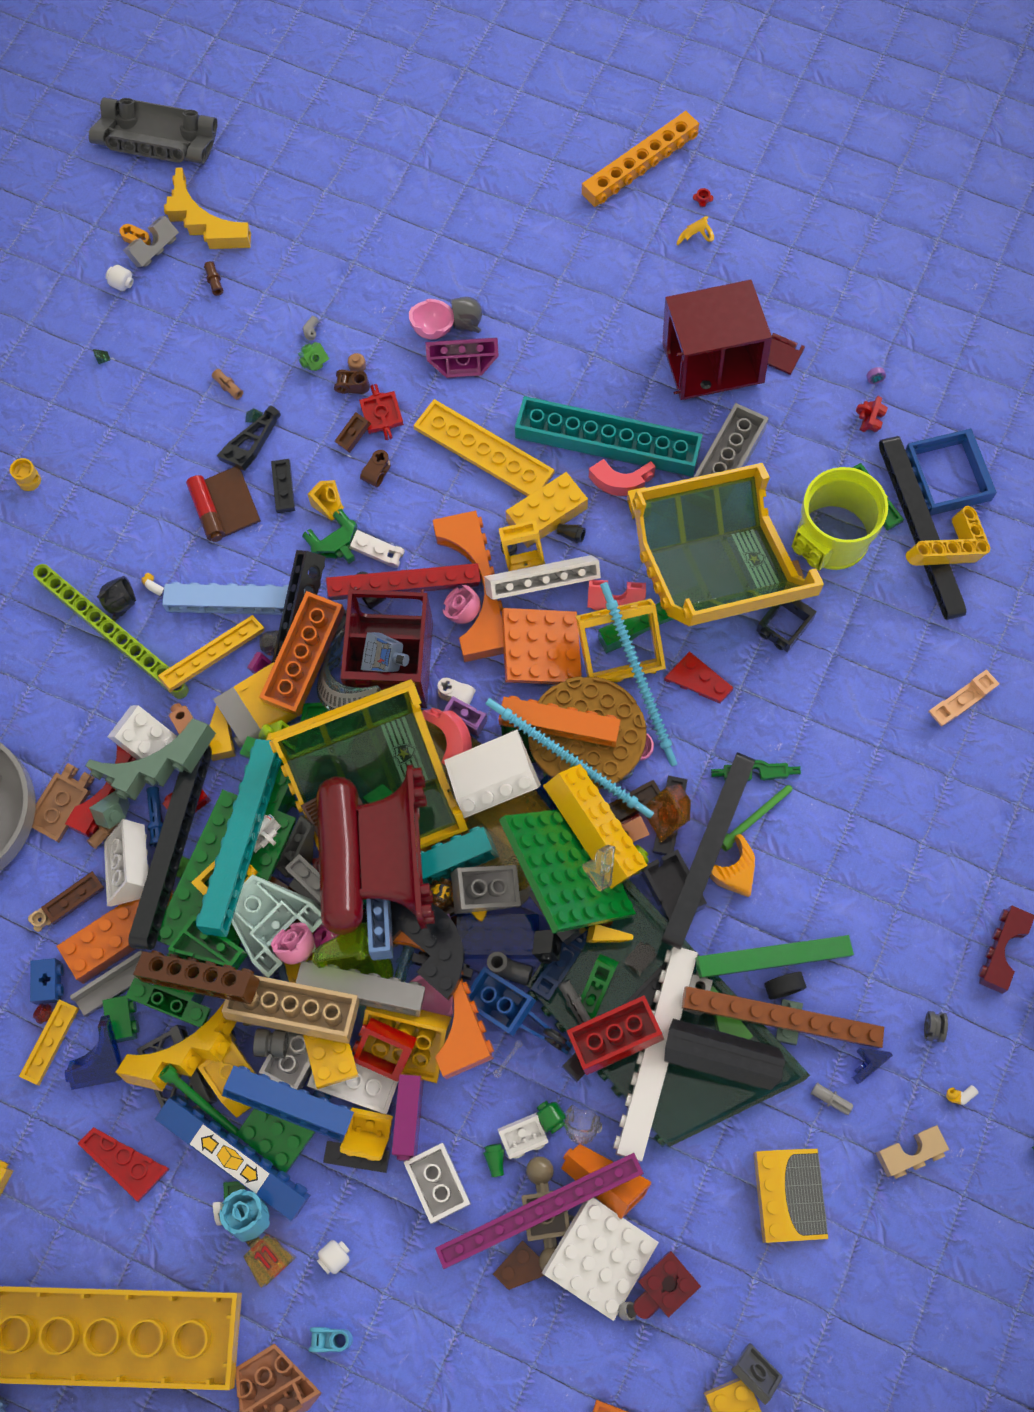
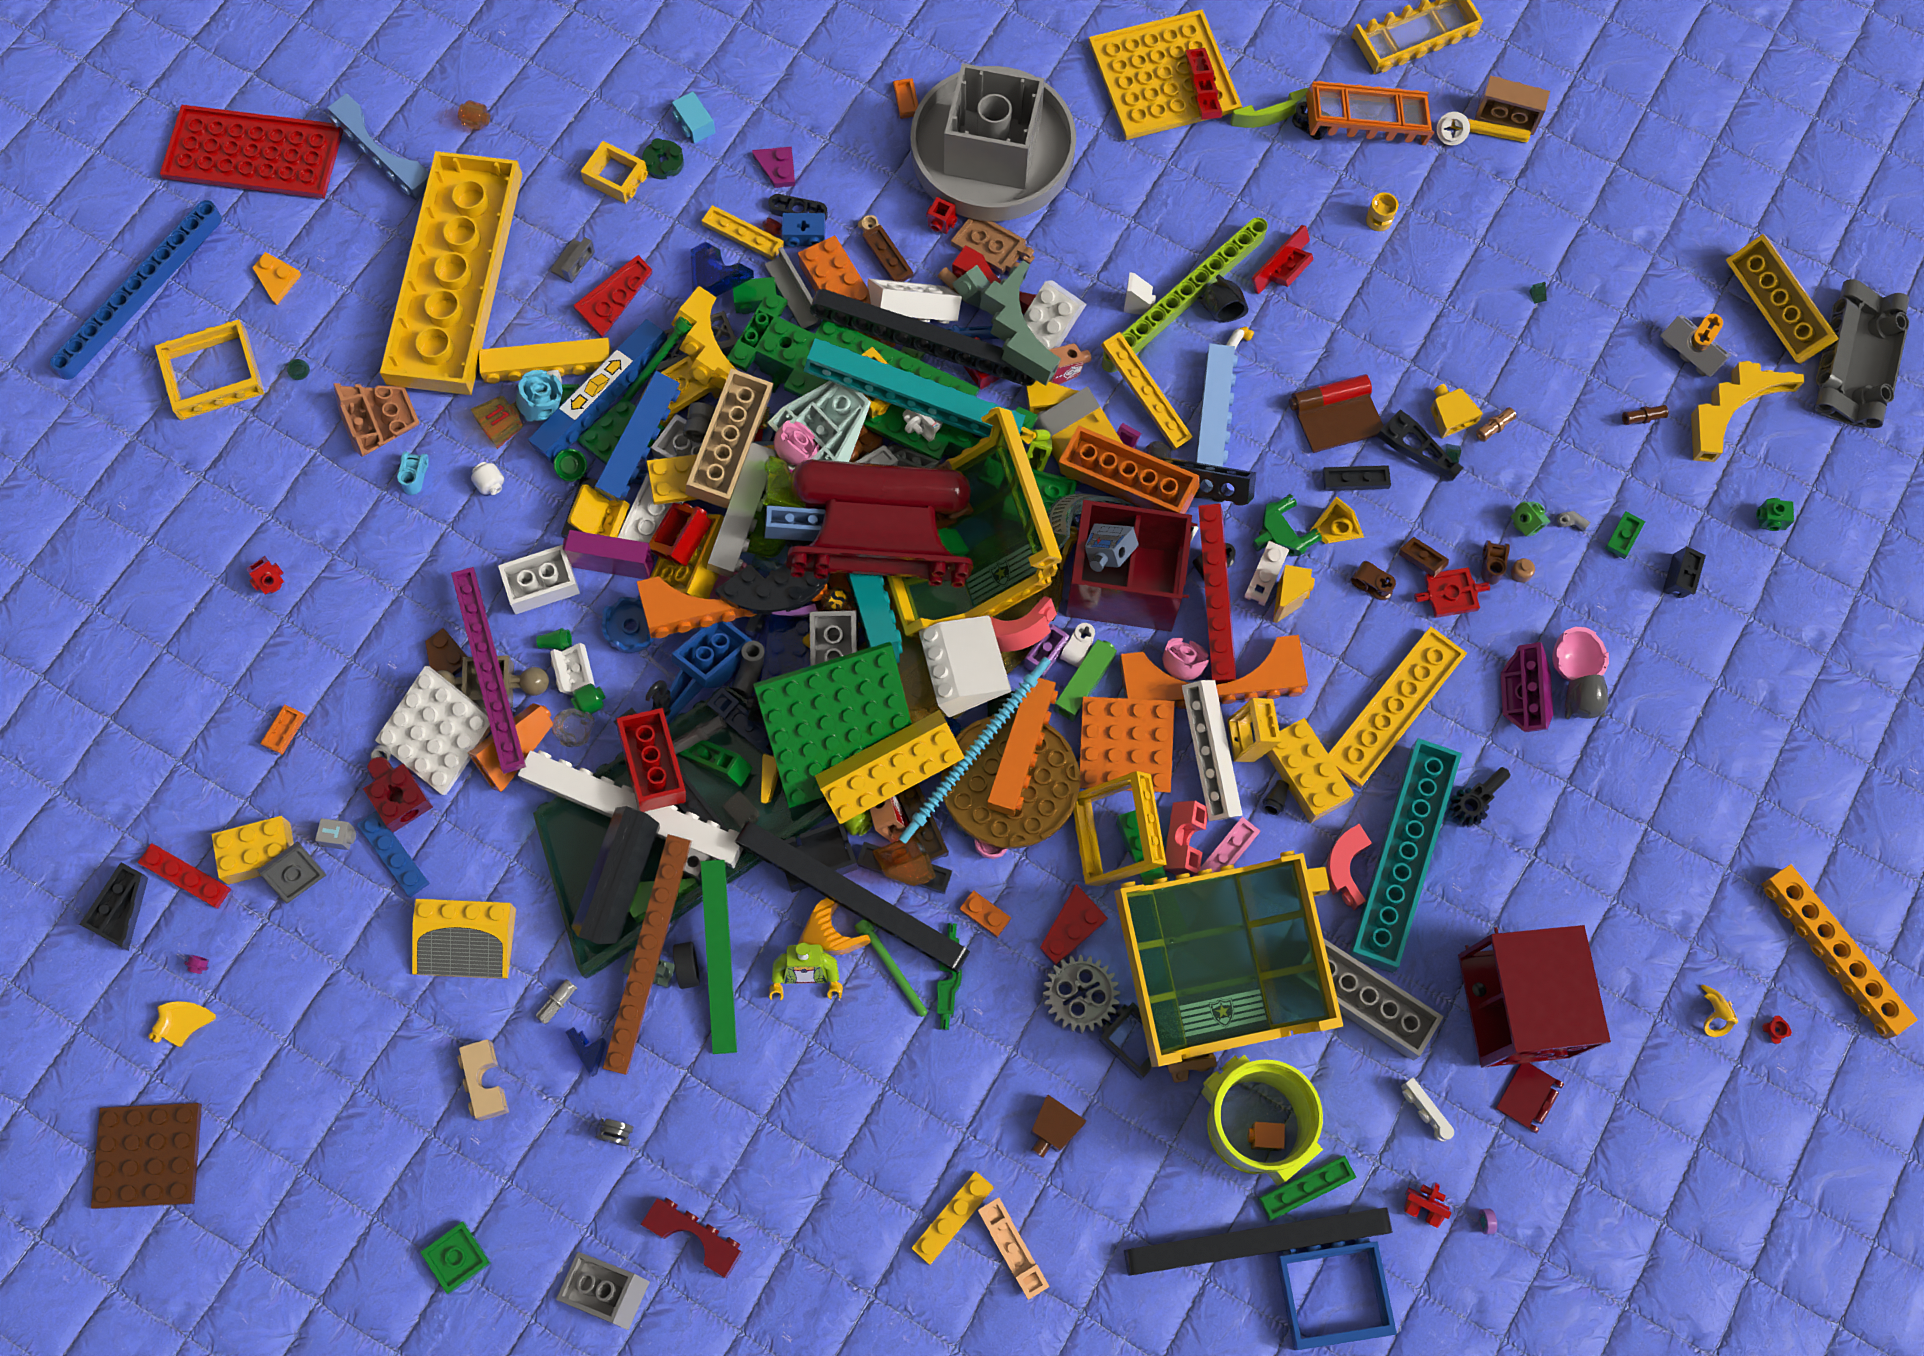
camera: 90 degrees right, 0 degrees up
(12, 996) = (793, 201): none -> black beam
(31, 850) = (941, 215): none -> red brick
(78, 548) = (1286, 263): none -> red bracket
(80, 1214) = (573, 259): none -> flat silver panel
(108, 180) = (1781, 299): none -> yellow brick
(115, 669) = (1138, 295): none -> white slope
(119, 277) = (1644, 311): white head -> none
(163, 971) = (770, 348): reddish brown brick -> none
(199, 1221) = (567, 357): none -> yellow brick
(204, 947) = (791, 378): green wedge -> none
(217, 415) = (1453, 411): none -> yellow torso
(297, 189) = (1775, 514): none -> green brick
(314, 1173) = (570, 465): none -> green hair
(321, 292) = (1624, 535): none -> green plate
(351, 251) = (1684, 572): none -> black hinge
(395, 527) = (1292, 590): none -> yellow slope
(481, 1102) = (614, 621): none -> blue plate
(484, 682) = (1085, 679): none -> bright green brick
(554, 388) = (1478, 798): none -> black gear
(601, 868) = (833, 761): clear slope -> none
(612, 606) = (1152, 807): medium azure hose -> none
(623, 566) = (1232, 846): none -> bright pink plate
(698, 747) = (985, 914): none -> orange plate
(711, 1339) = (335, 834): none -> light grey brick
(720, 1280) = (393, 854): none -> blue plate
(768, 656) = (1069, 976): none -> light grey gear
(769, 886) = (805, 965): none -> lime torso
(803, 416) = (1427, 1110): none -> white plate
(842, 523) = (1266, 1136): none -> orange brick
(864, 676) = (1054, 1126): none -> reddish brown torso
(947, 748) = (952, 1218): none -> yellow plate
(960, 1097) = (534, 1149): arm -> none
(968, 547) = (1216, 1272): yellow beam -> none

